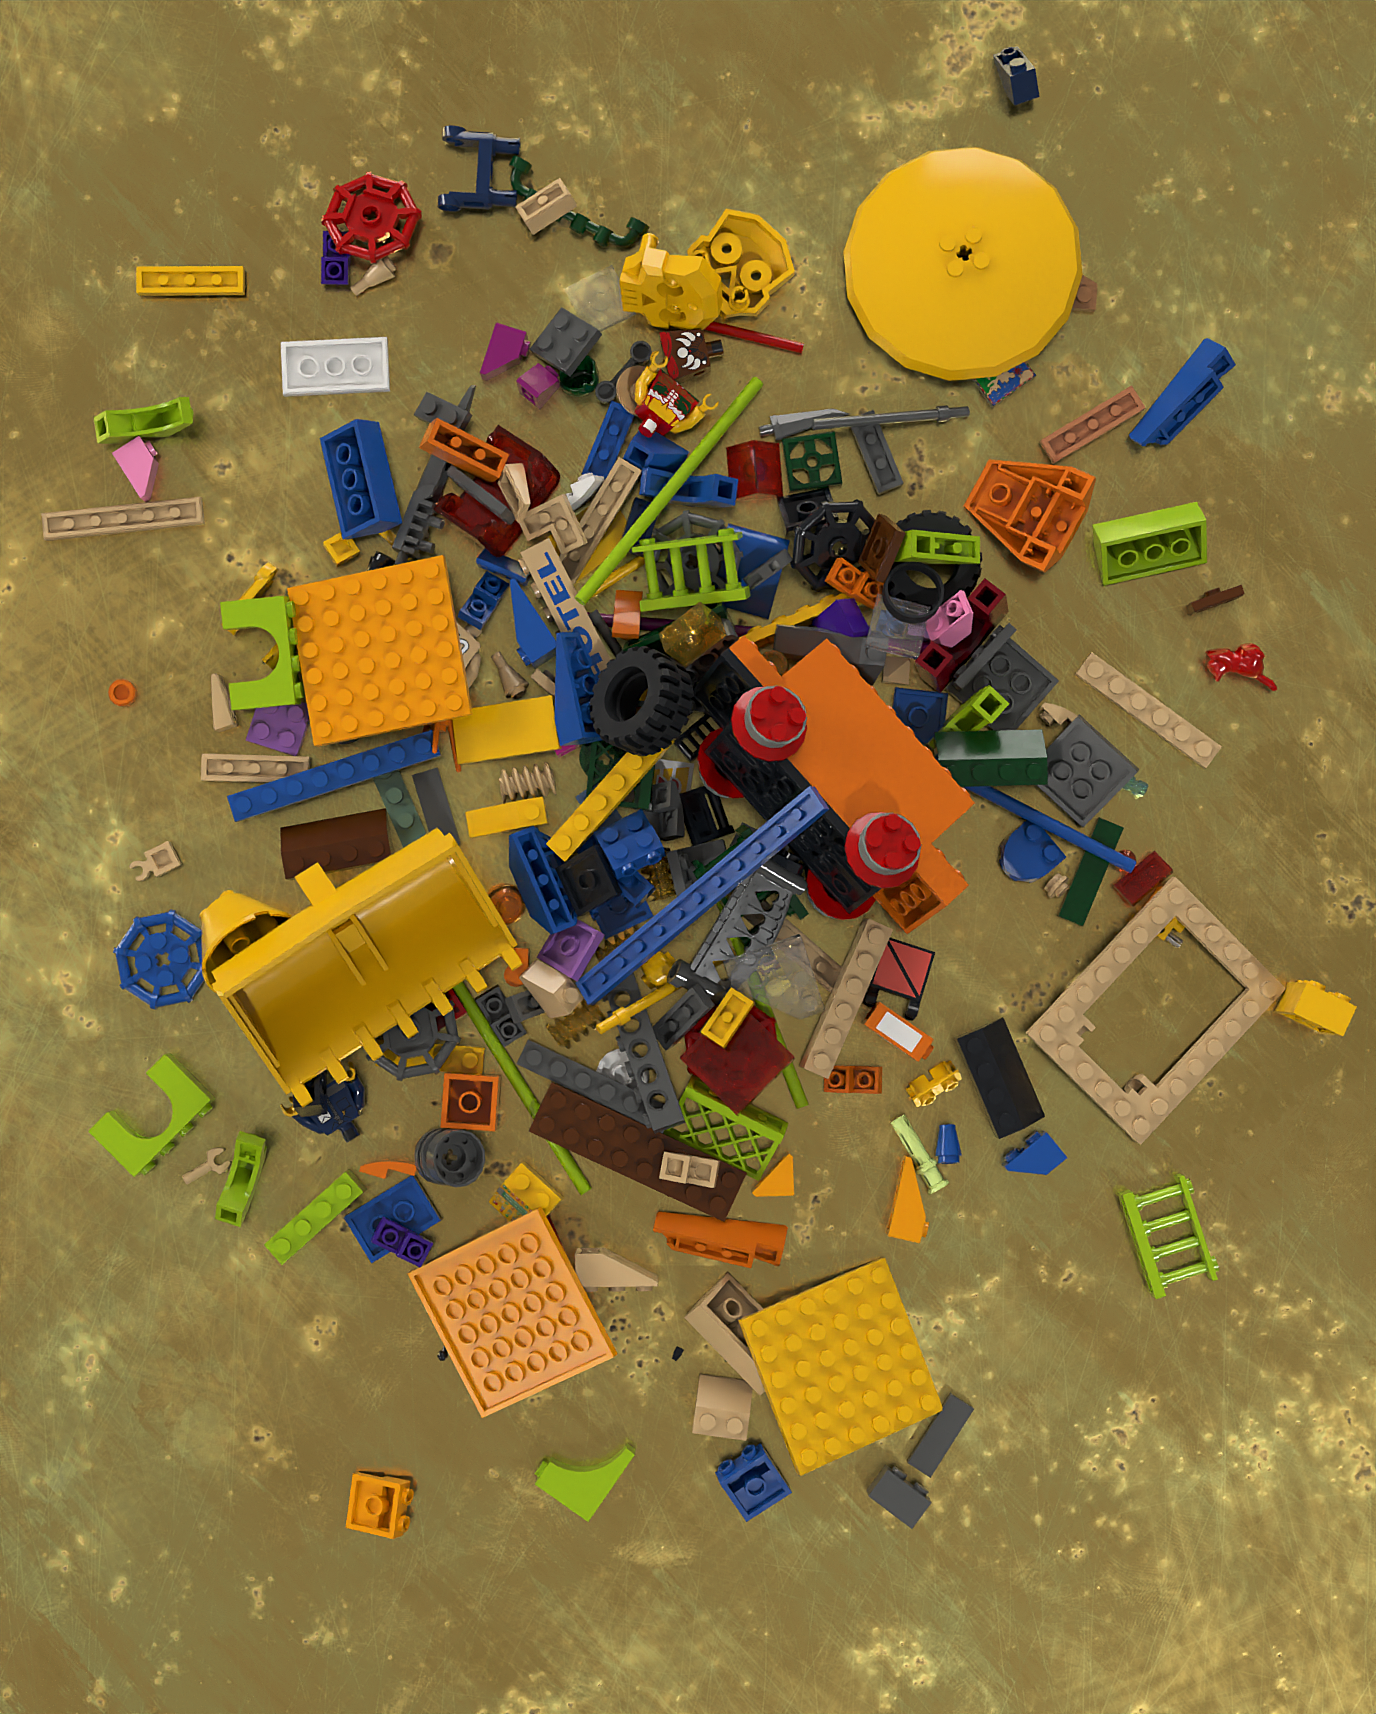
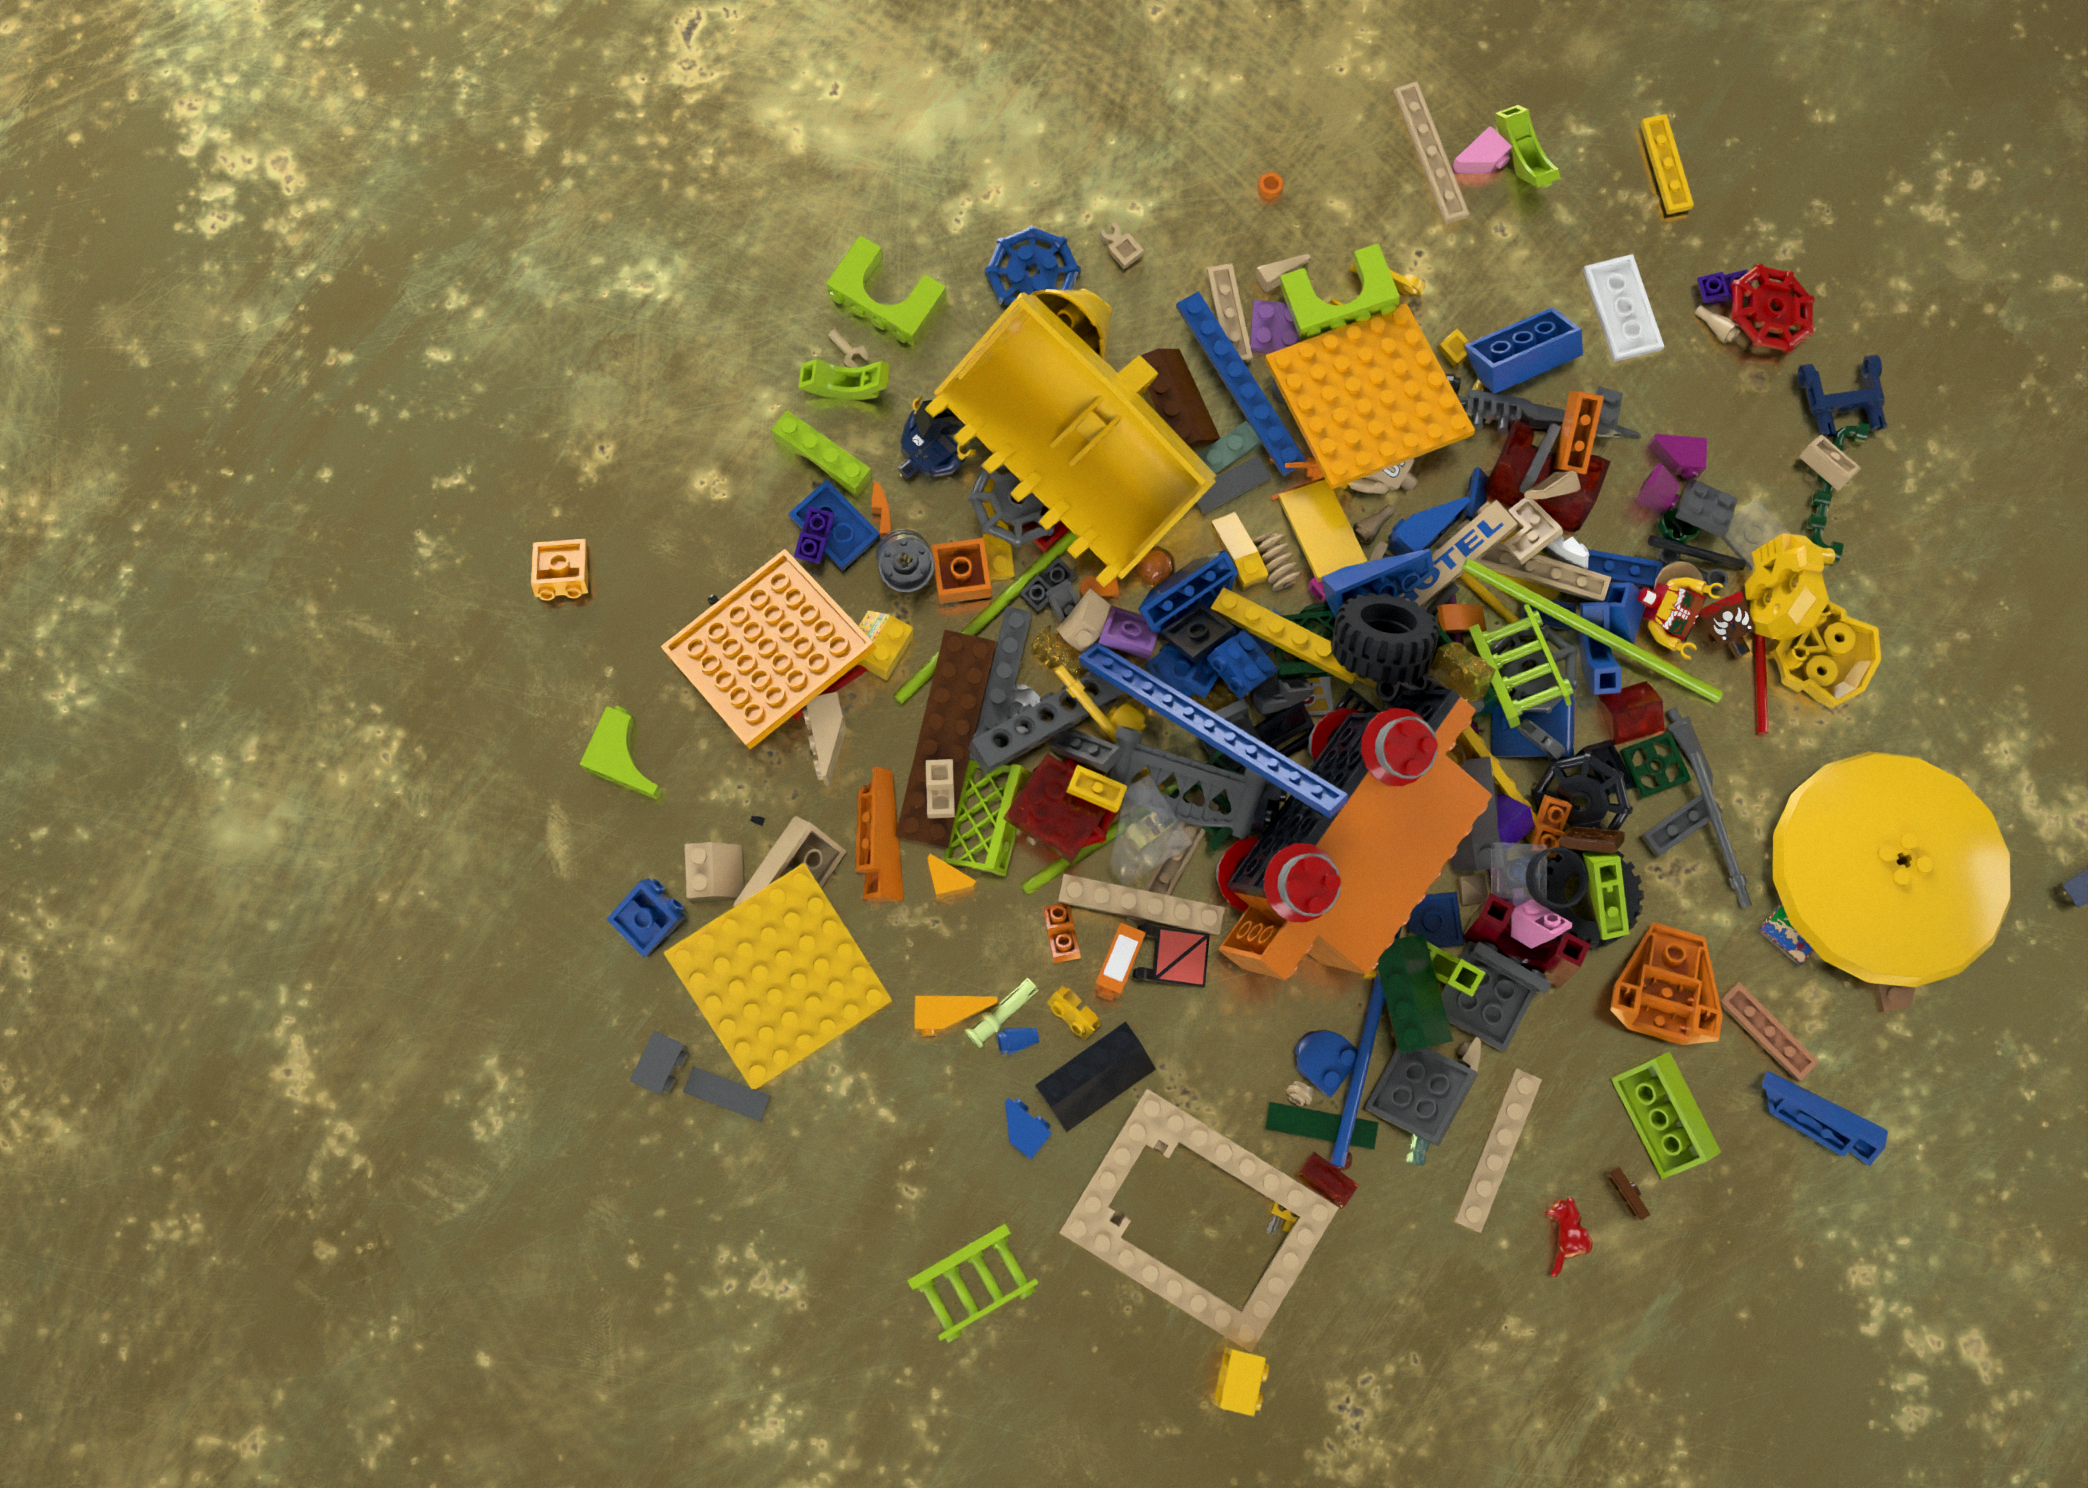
camera: 75 degrees right, 10 degrees down
(483, 600) = (1438, 485): blue slope -> none
(610, 364) = (1696, 552): none -> black bar

